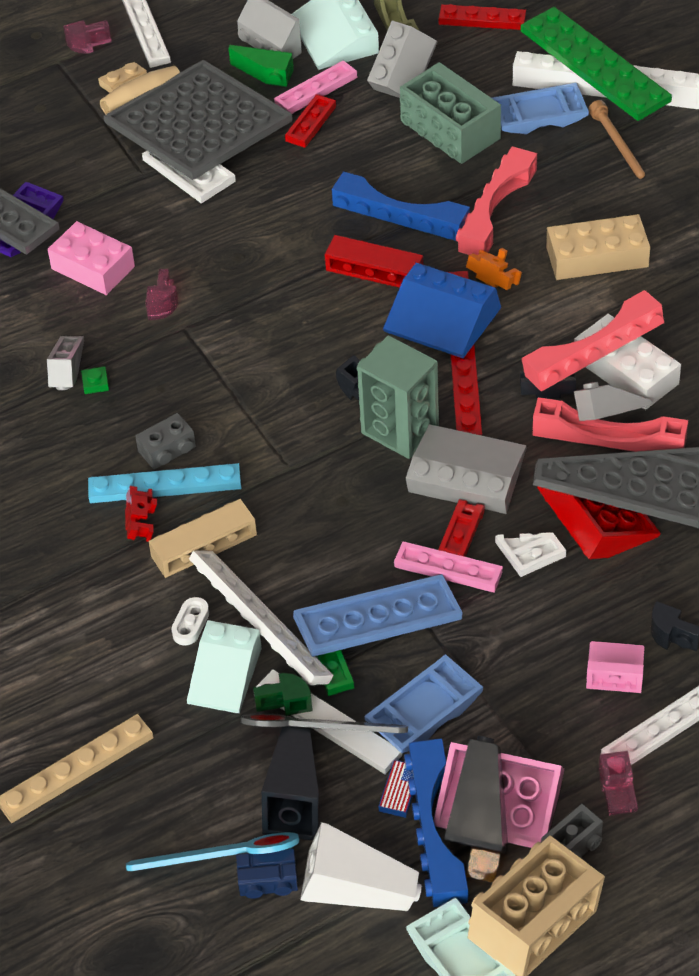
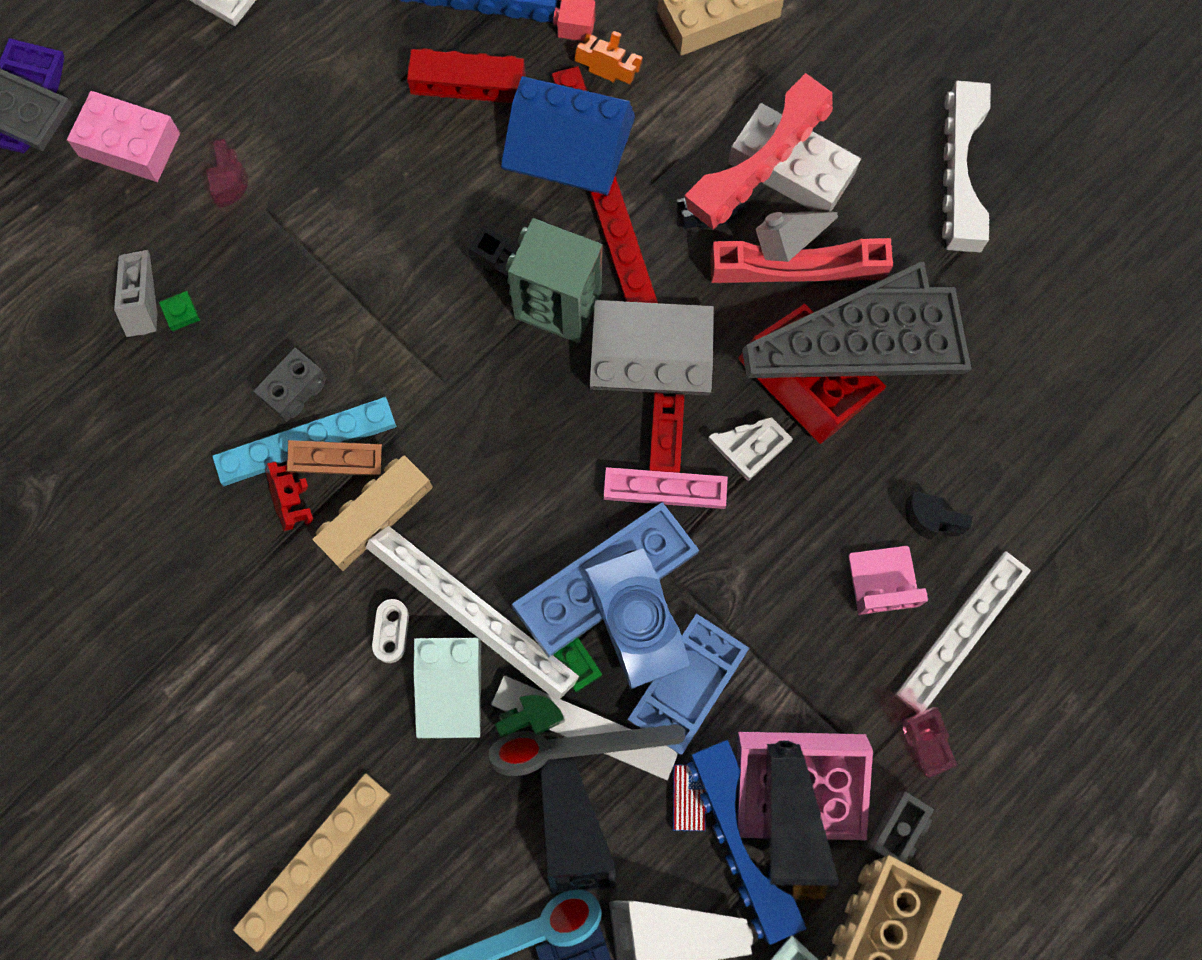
camera: 20 degrees left, 25 degrees up
(183, 493) = (334, 458): none -> nougat plate
(394, 643) = (637, 618): none -> medium blue slope

